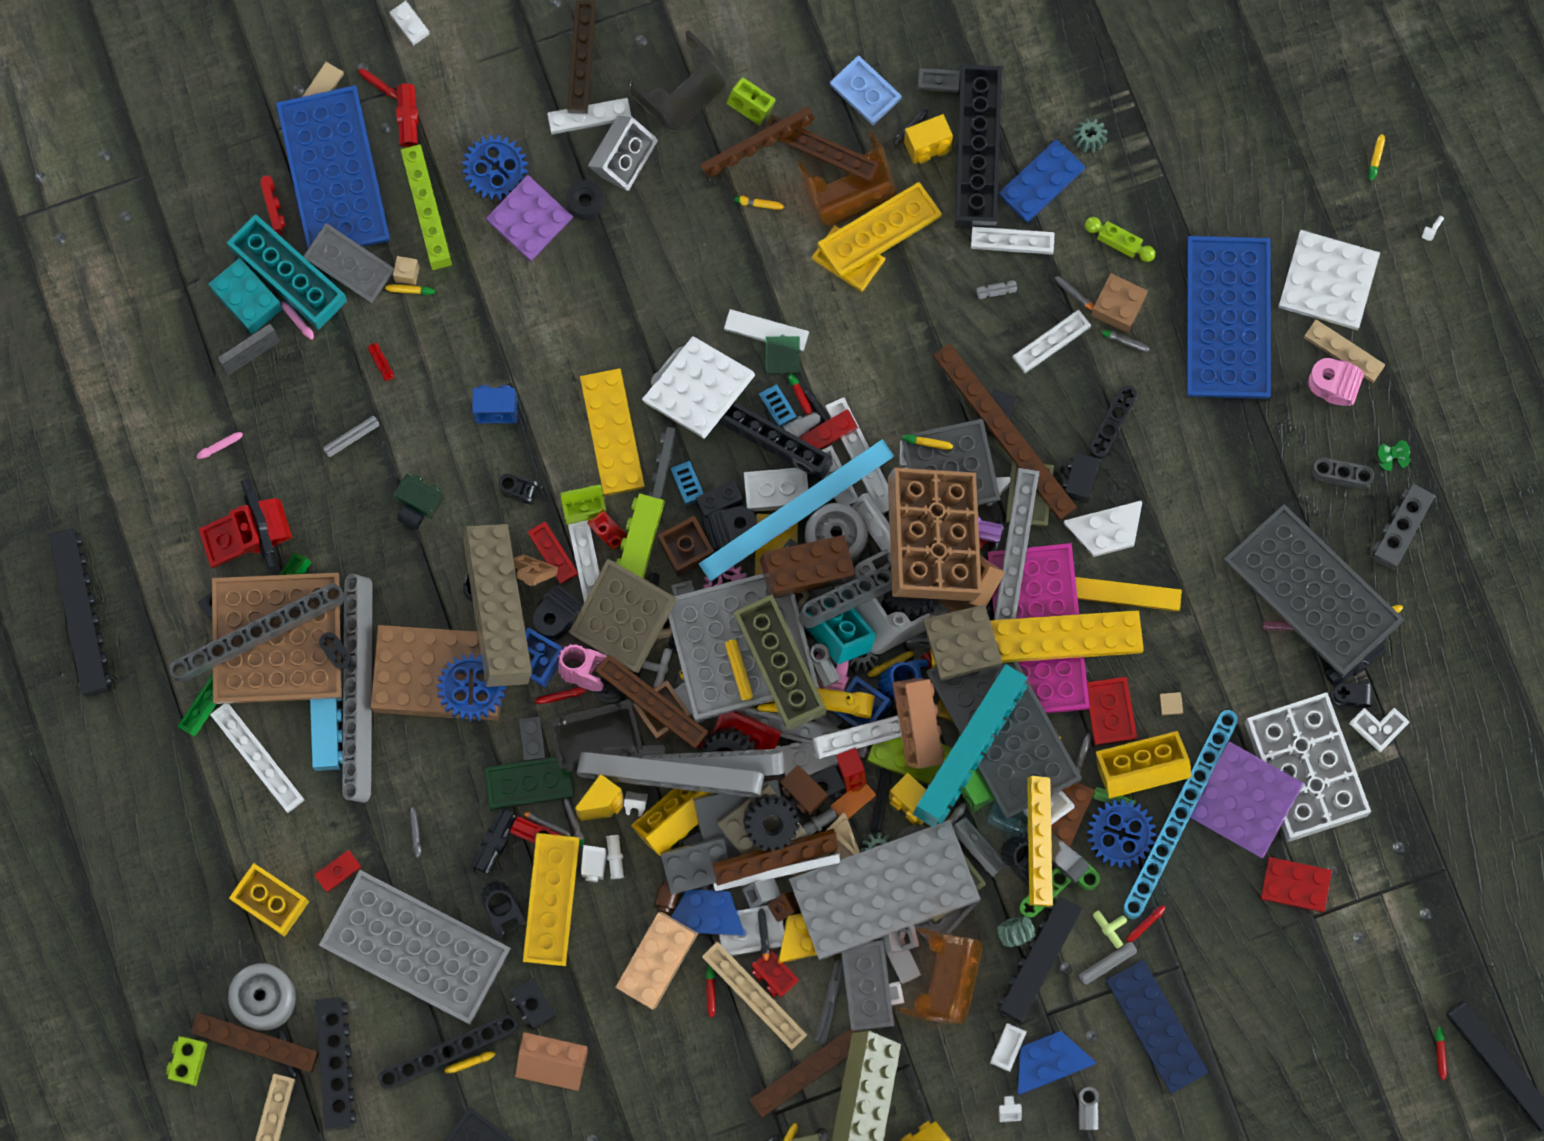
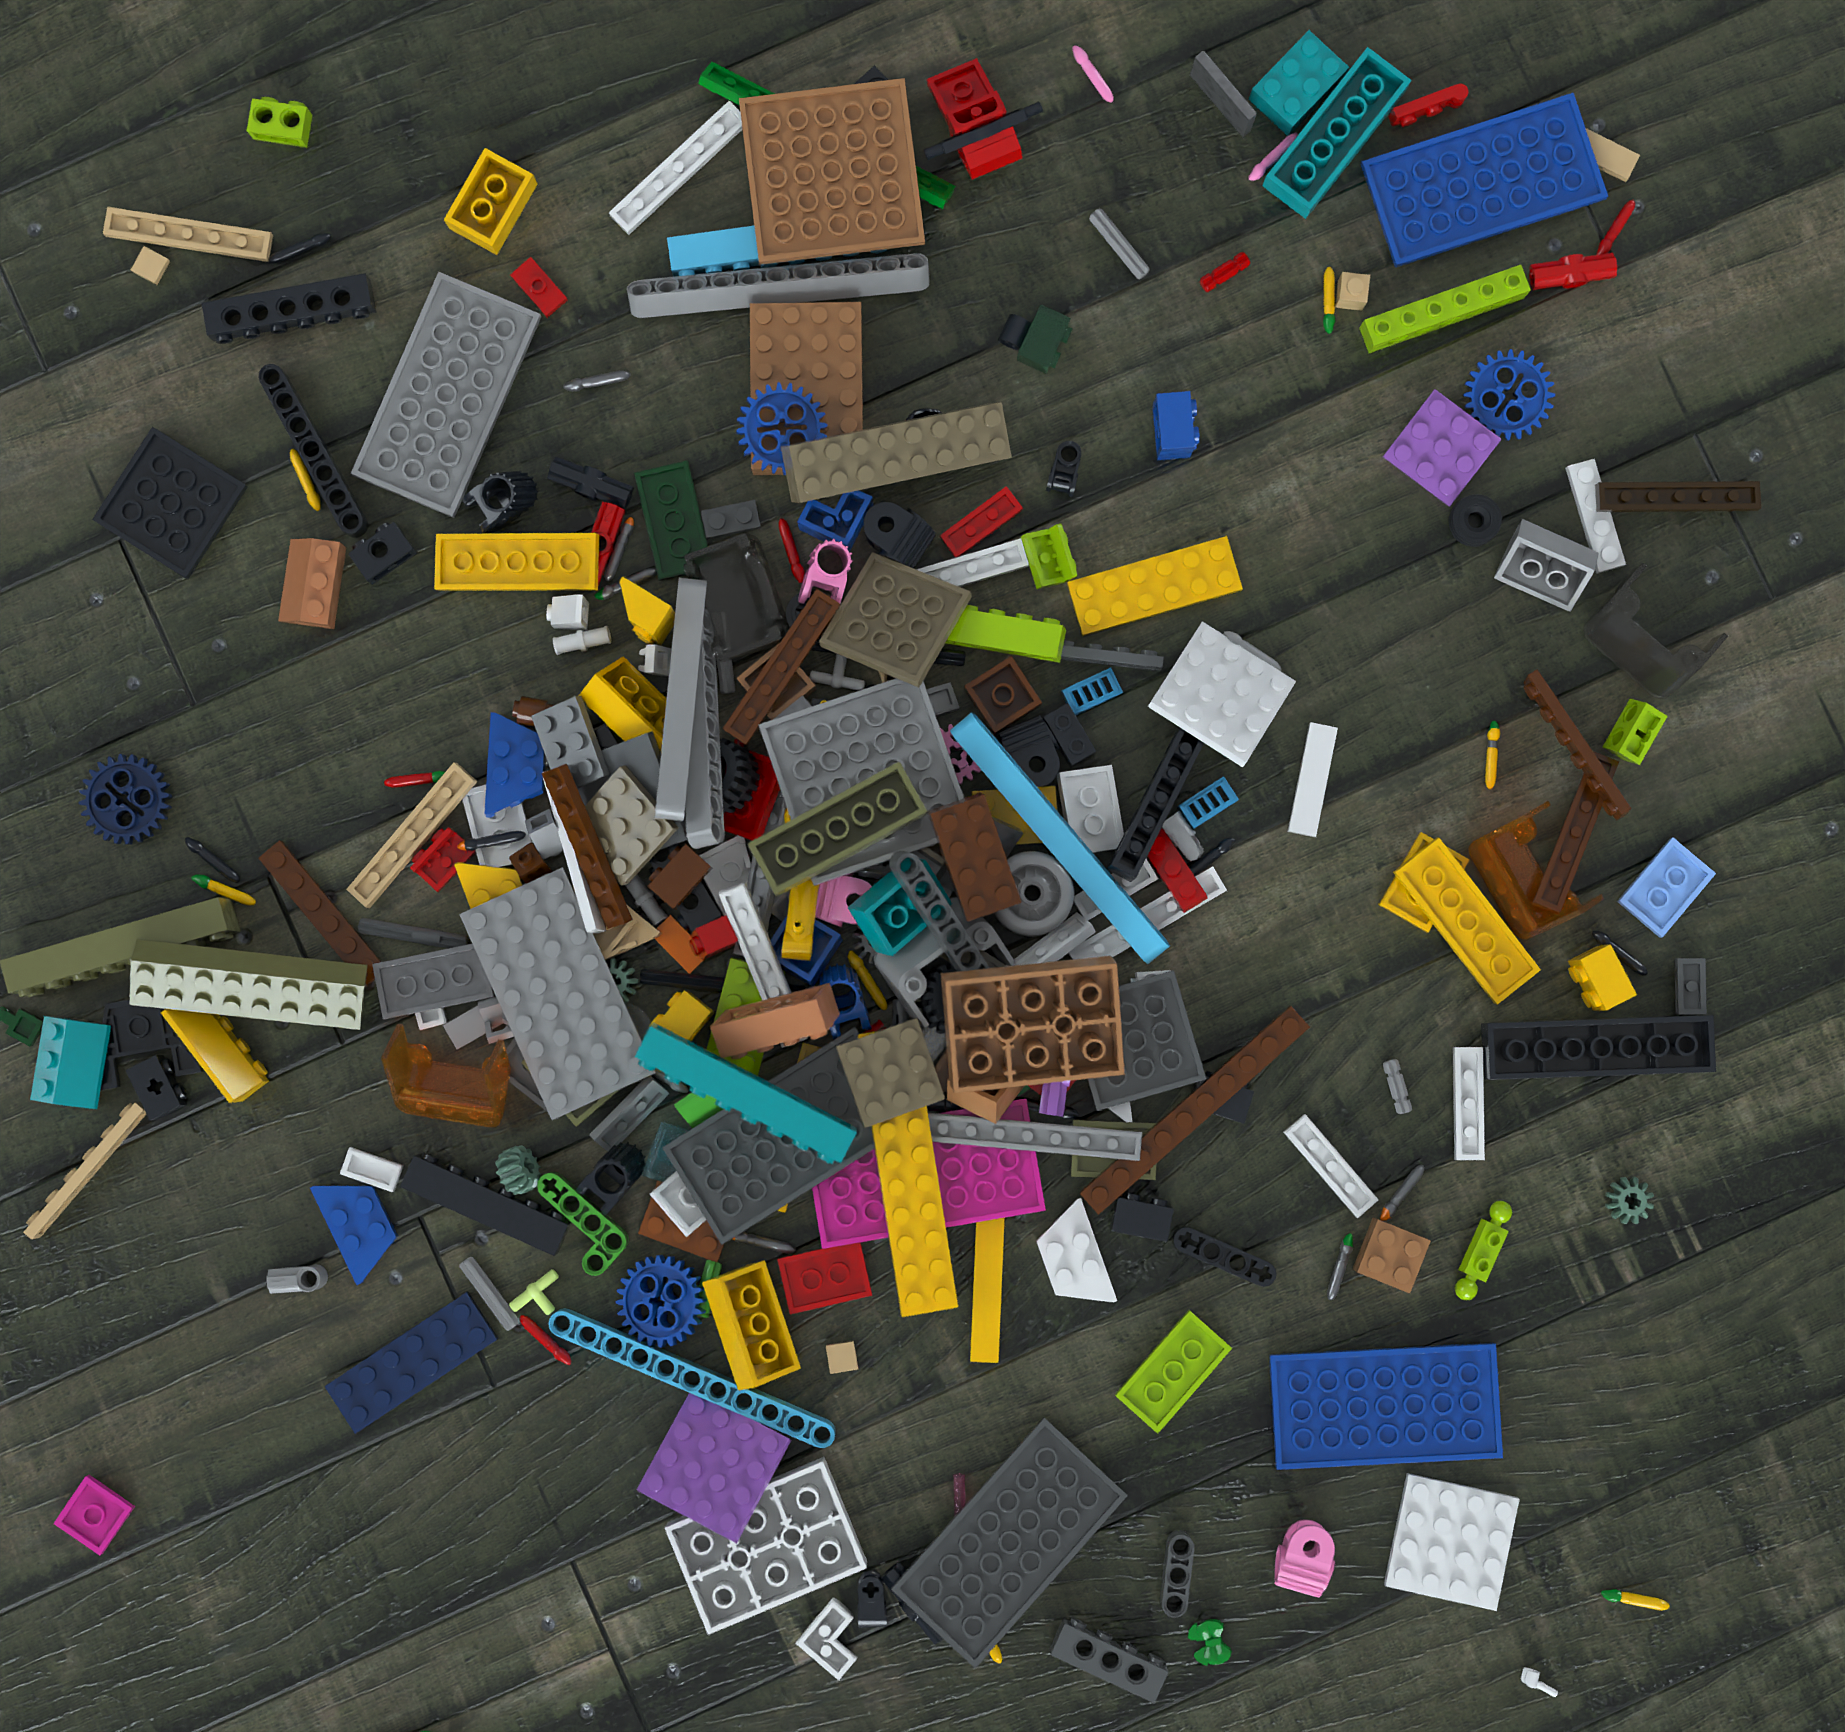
camera: 85 degrees right, 10 degrees up
(246, 631) = (830, 129): dark grey beam -> none
(254, 1042) = (309, 204): reddish brown plate -> none
(271, 1011) = (376, 222): light grey wheel -> none
(338, 648) = (822, 251): black beam -> none
(349, 263) = (1356, 213): flat silver plate -> none
(409, 23) = (1706, 261): white plate -> none
(533, 570) = (952, 497): medium nougat plate -> none
(607, 529) = (1017, 590): red hips -> none
(656, 960) = (446, 705): light nougat brick -> none
(739, 670) = (827, 776): yellow axle -> none
(766, 807) = (641, 831): black tyre -> none
(782, 354) = (1280, 804): clear green piece -> none
(794, 382) = (1223, 833): red piece -> none
(824, 668) = (844, 891): light grey piece -> none
(912, 439) = (1166, 1006): yellow piece -> none
(1009, 1111) = (286, 1177): white tile -> none
(1039, 841) = (630, 1193): yellow plate -> none
(1041, 181) = (1558, 1137): blue plate -> none
(1067, 860) = (617, 1223): dark grey beam -> none
(1195, 464) = (1173, 1371): none -> lime plate
(1296, 884) = (611, 1536): red plate -> none
(1342, 349) = (1352, 1567): tan plate -> none

